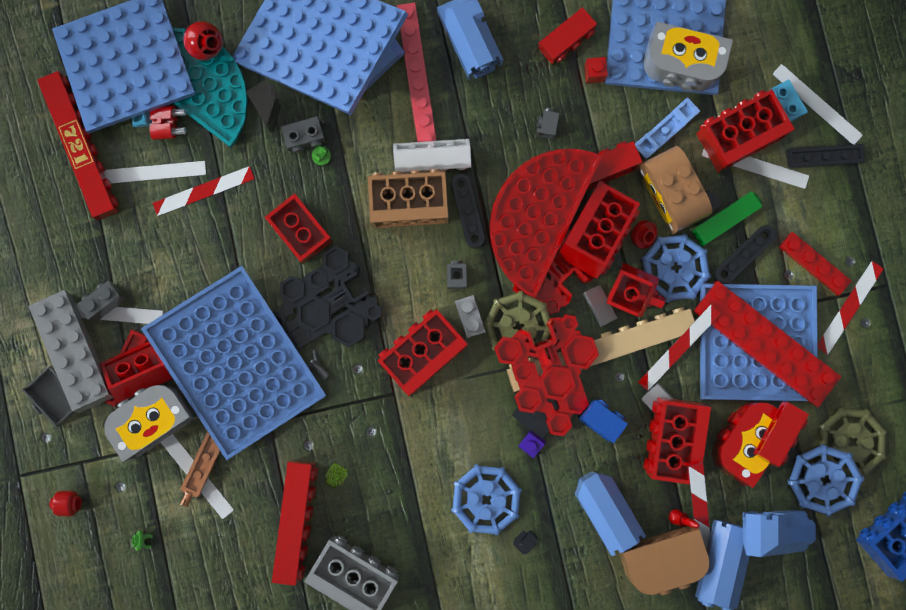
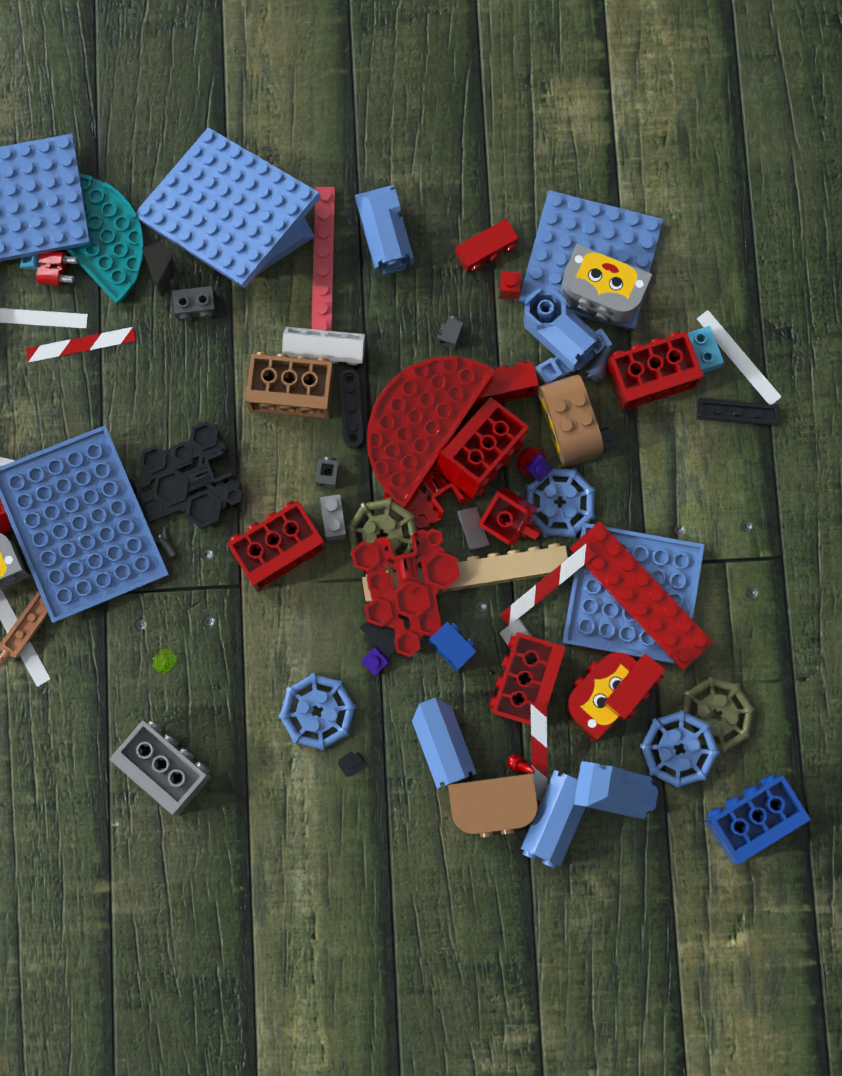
camera: 10 degrees right, 5 degrees down
(203, 40) = (107, 191): red brick -> none
(294, 521) = (111, 698): red brick -> none
(298, 229) = (171, 398): red brick -> none
(321, 155) = (209, 327): bright green plate -> none
(651, 104) = (560, 328): none -> medium blue brick
(653, 239) = (539, 467): none -> dark purple plate
(690, 136) = (598, 367): none -> sand blue cone
(727, 218) = (622, 459): green brick -> none
(745, 254) = (634, 500): black plate -> none
(771, 171) = (678, 418): white sticker -> none
(814, 263) = (707, 522): red plate -> none
(849, 307) = (737, 574): sticker -> none

